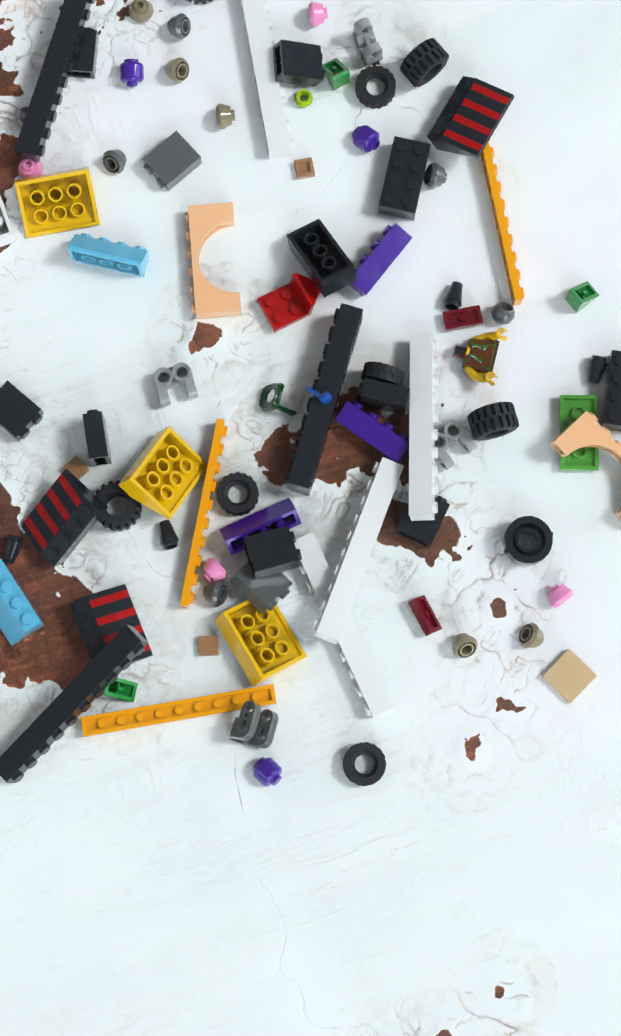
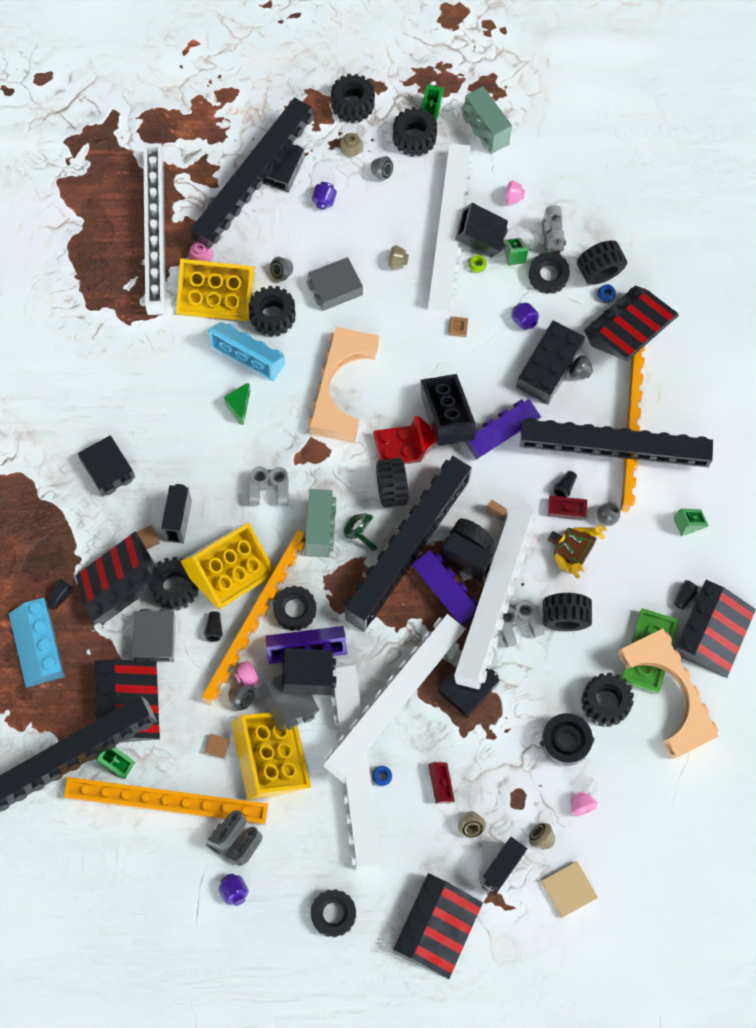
camera: 15 degrees right, 10 degrees down
(115, 560) = (154, 635): none -> dark grey brick
(117, 309) = (238, 402): none -> green slope
(120, 193) = (268, 298): none -> black tyre
(177, 69) = (367, 205): dark tan cone -> none
(236, 405) = (320, 523): none -> sand green brick
(291, 345) = (392, 482): none -> black tyre
(324, 398) = (407, 538): blue hand -> none
(368, 619) = (382, 769): none -> blue plate
(397, 341) = (496, 510): none -> medium nougat tile
(437, 86) = (606, 289): none -> blue plate
(461, 746) = (437, 926): none -> black slope
(491, 242) = (616, 442): none -> black brick
(504, 675) = (502, 866): none -> black brick
(558, 476) = (611, 684): none -> black tyre

